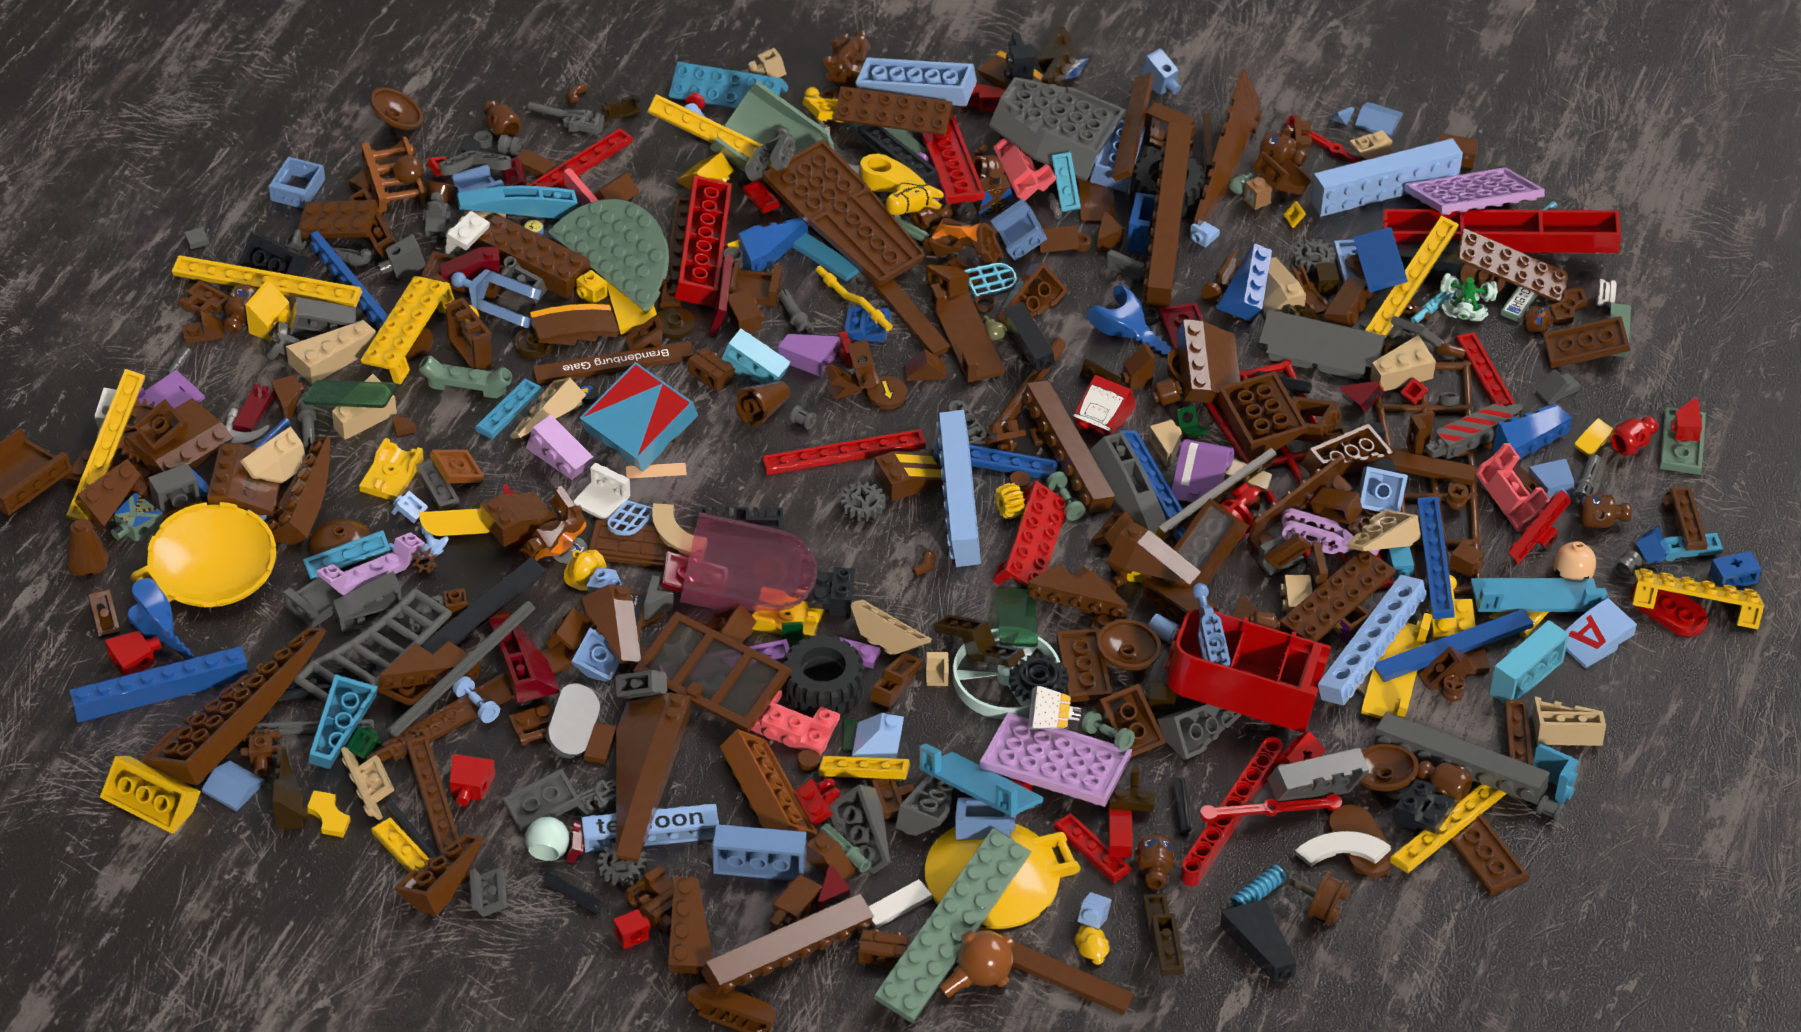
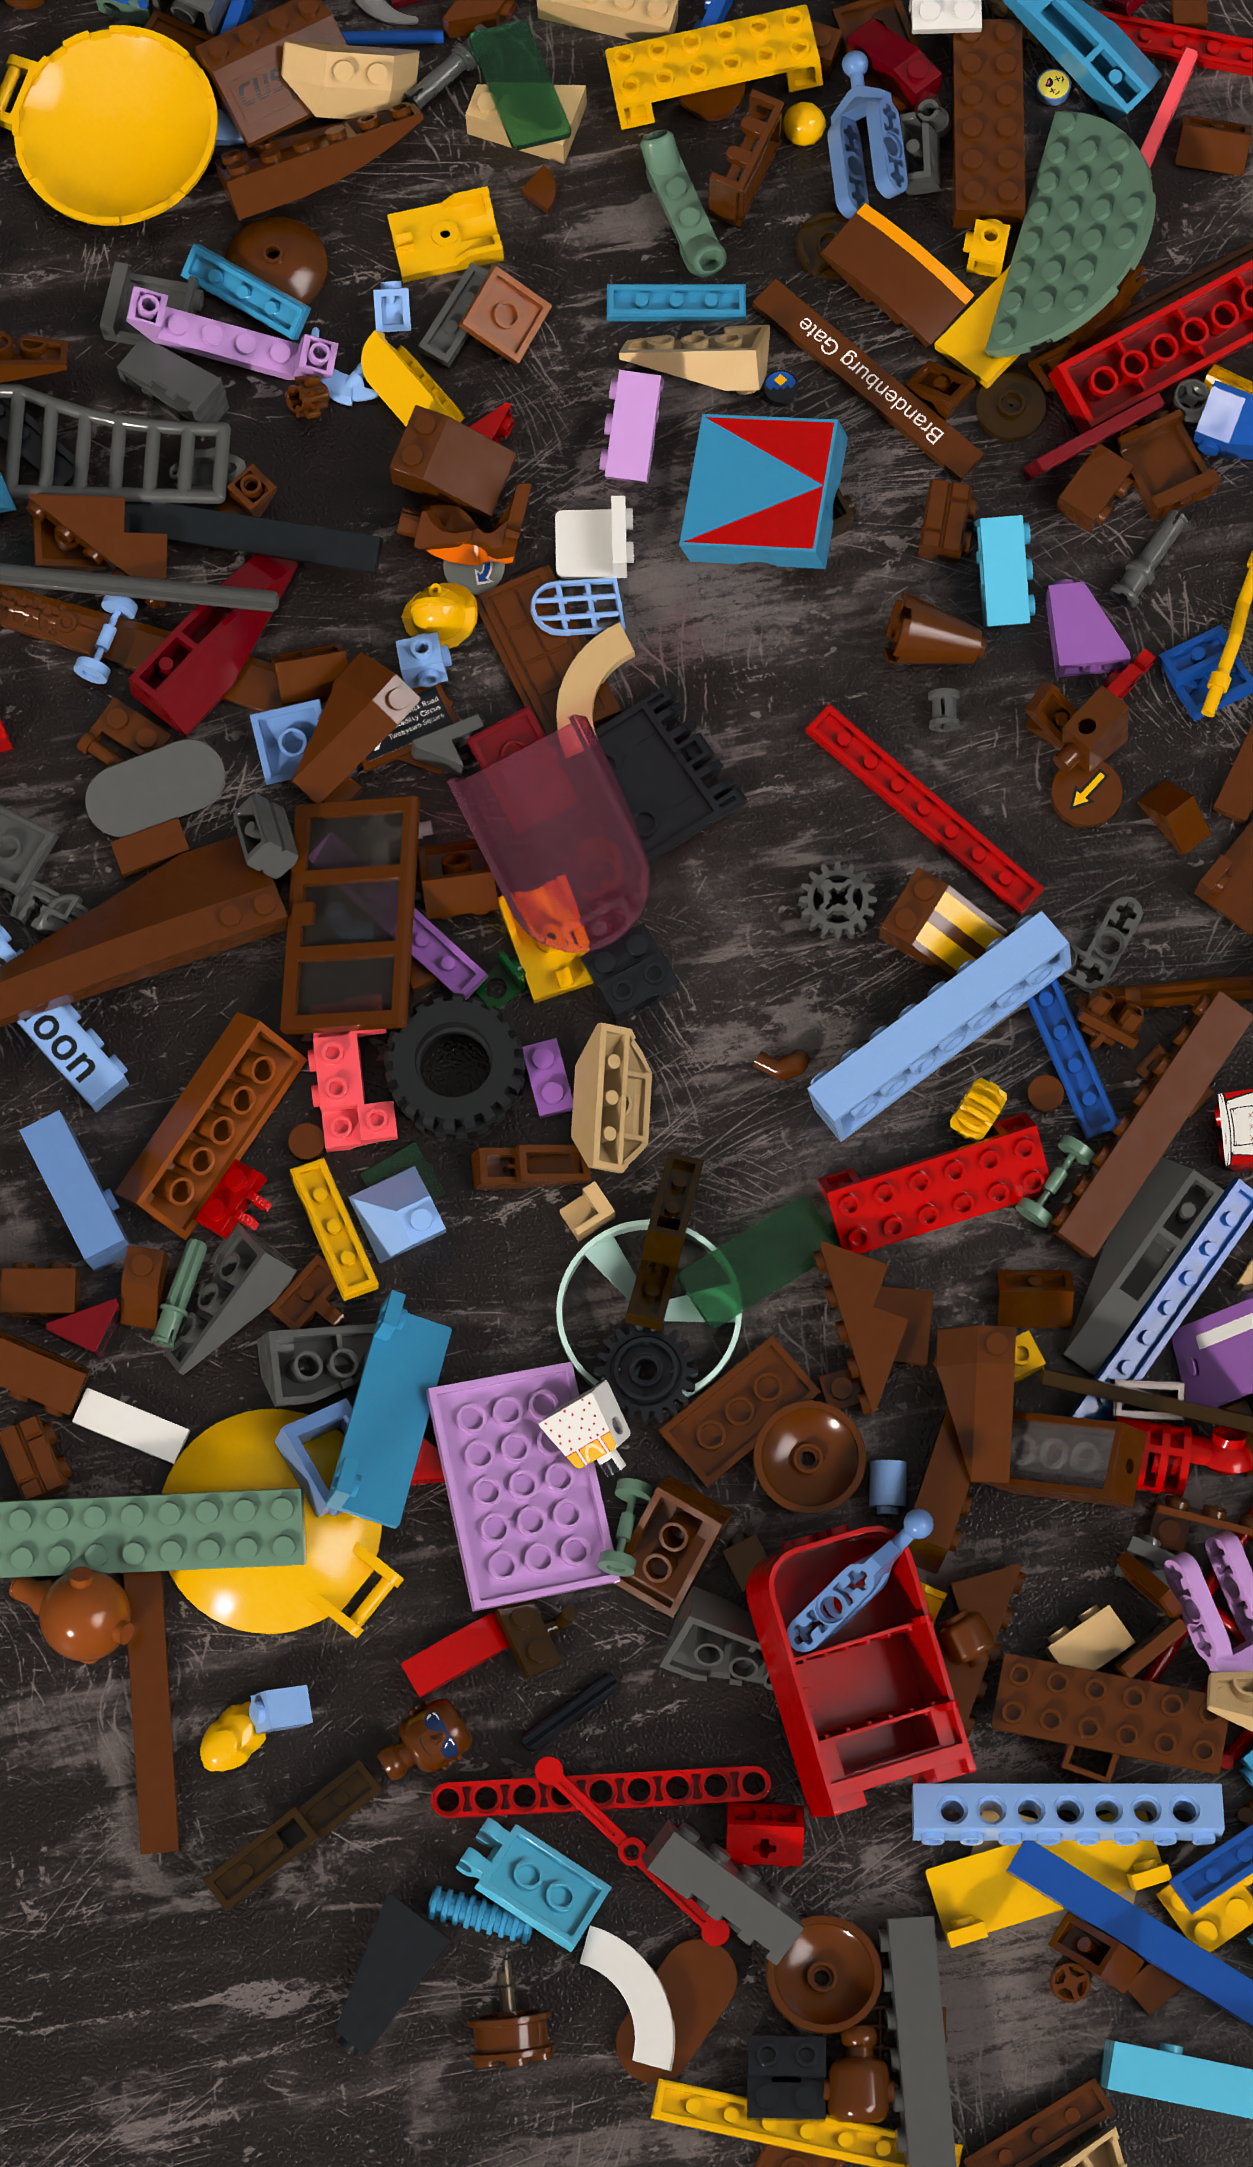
camera: 60 degrees right, 30 degrees up
(657, 470) = (708, 582): light nougat sticker -> none
(1092, 848) = (408, 1628): red tile -> none
(1257, 857) = (535, 1882): none -> medium azure tile

